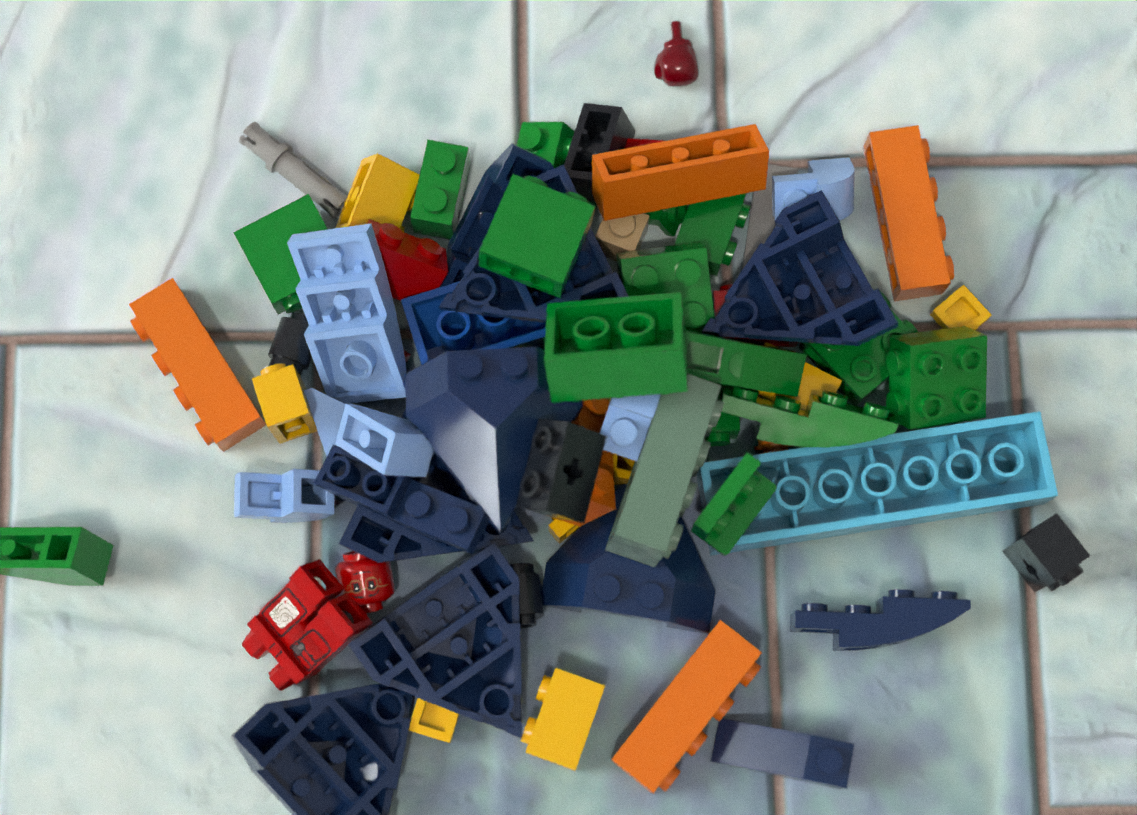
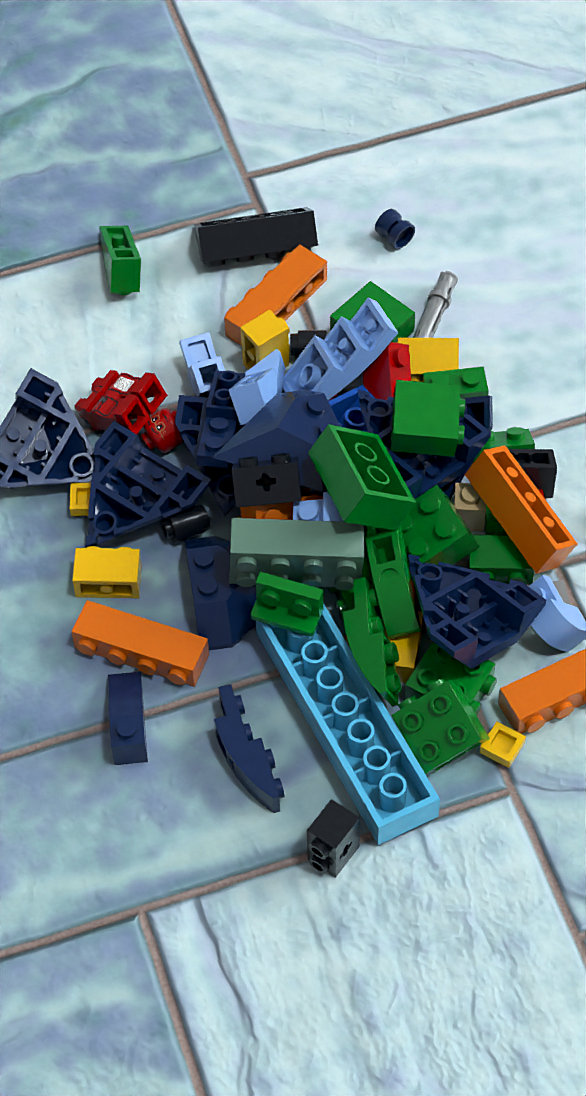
camera: 75 degrees right, 20 degrees down
(75, 357) = (255, 235): none -> black slope
(131, 176) = (394, 228): none -> dark blue wheel

